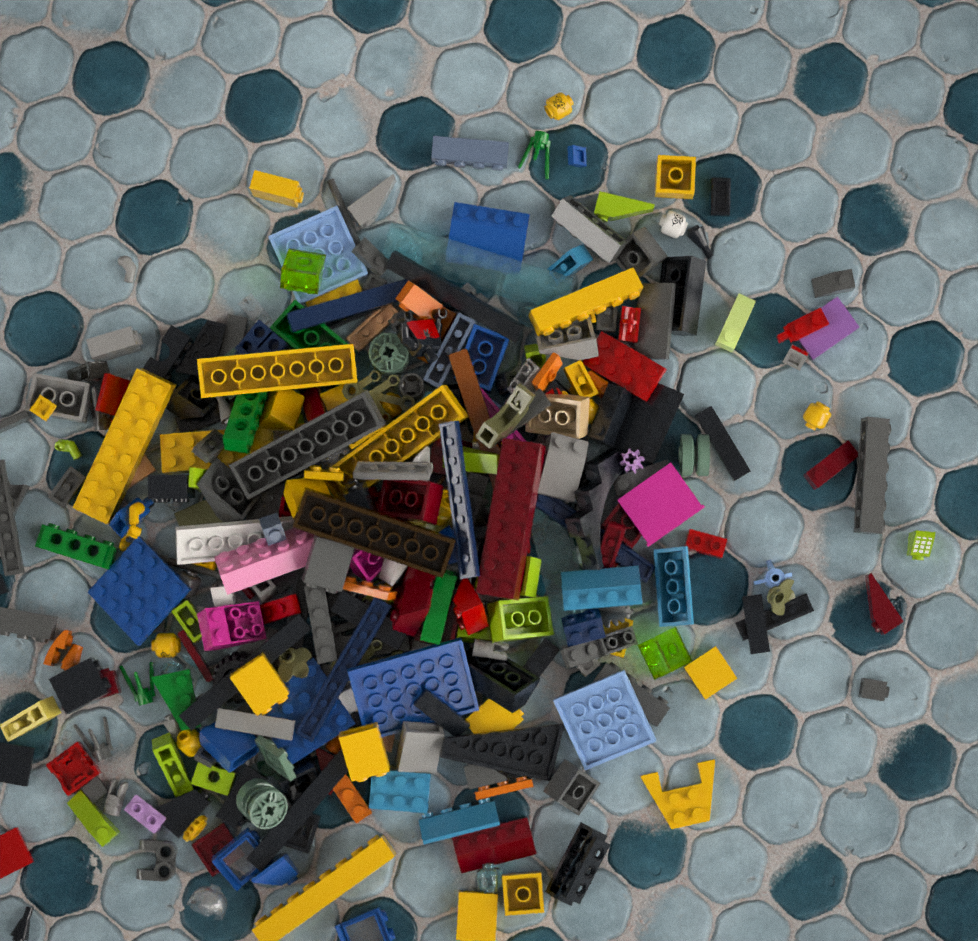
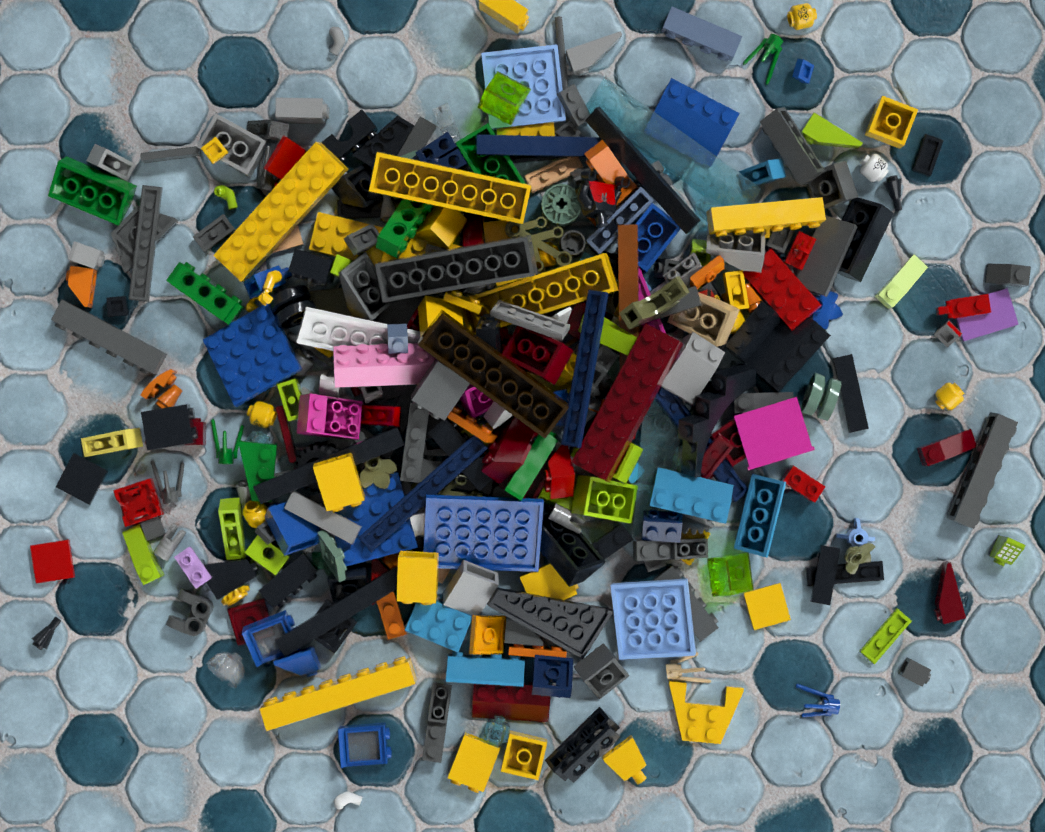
camera: 20 degrees right, 5 degrees up
(161, 532) = (290, 306): none -> black wheel
(261, 803) = (305, 594): sand green wheel -> none
(429, 889) = (437, 722): none -> dark grey slope
(441, 713) = (501, 564): black tile -> none
(450, 787) = (487, 634): none -> light orange tile
(522, 801) = (552, 670): none -> dark blue brick
(624, 866) = (626, 760): none -> yellow torso
(627, 459) = (756, 378): lavender gear -> none
(642, 763) = (675, 671): none -> tan plant
(674, 372) = (828, 310): none -> blue plate
(802, 749) = (829, 706): none -> blue plant
(833, 664) = (885, 636): none -> lime tile

